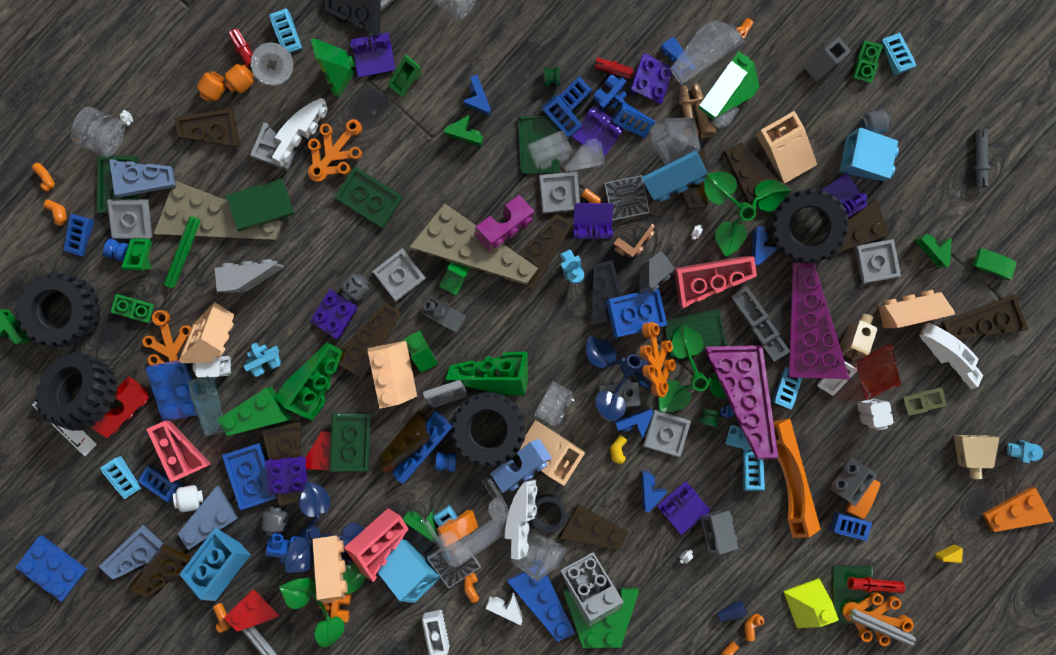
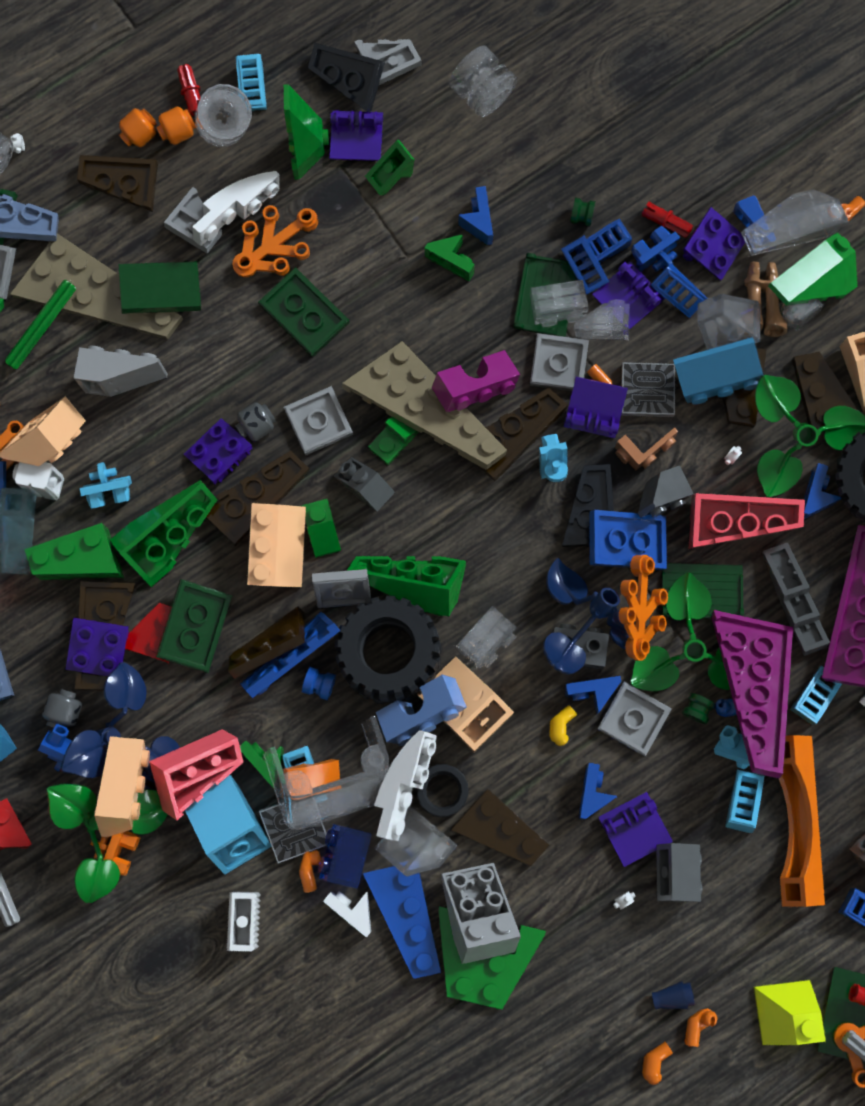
camera: 15 degrees right, 10 degrees down
(248, 476) = (44, 640): blue plate -> none
(492, 574) = (344, 856): none -> clear blue brick

